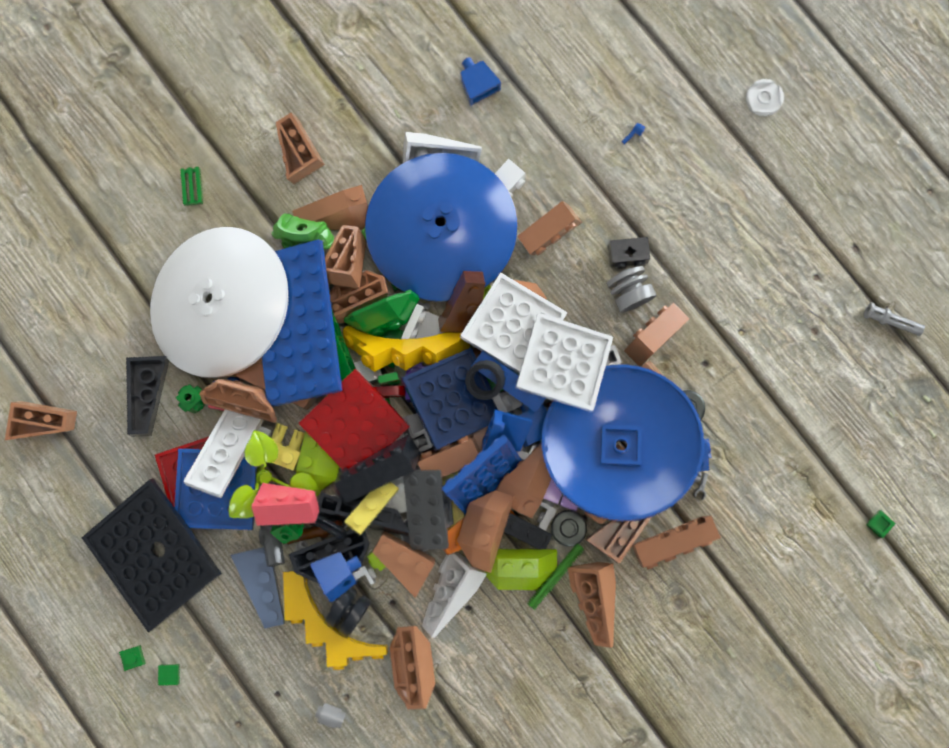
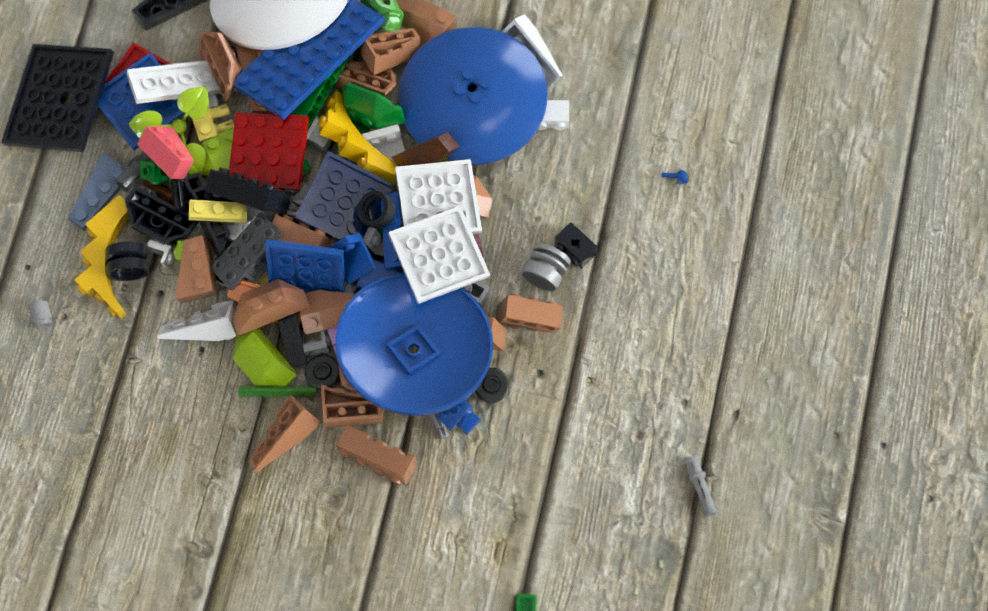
camera: 50 degrees right, 10 degrees down
(195, 404) = (192, 32): green brick -> none
(335, 574) = (145, 226): torso -> none
(390, 379) = (321, 149): green tile -> none
(391, 391) = (313, 158): red beam -> none
(412, 667) = (125, 340): nougat wedge -> none
(478, 81) = (612, 34): blue torso -> none
(549, 228) = (543, 173): nougat wedge -> none
(701, 487) = (437, 445): light grey hand -> none
(764, 97) = (795, 249): white tile -> none

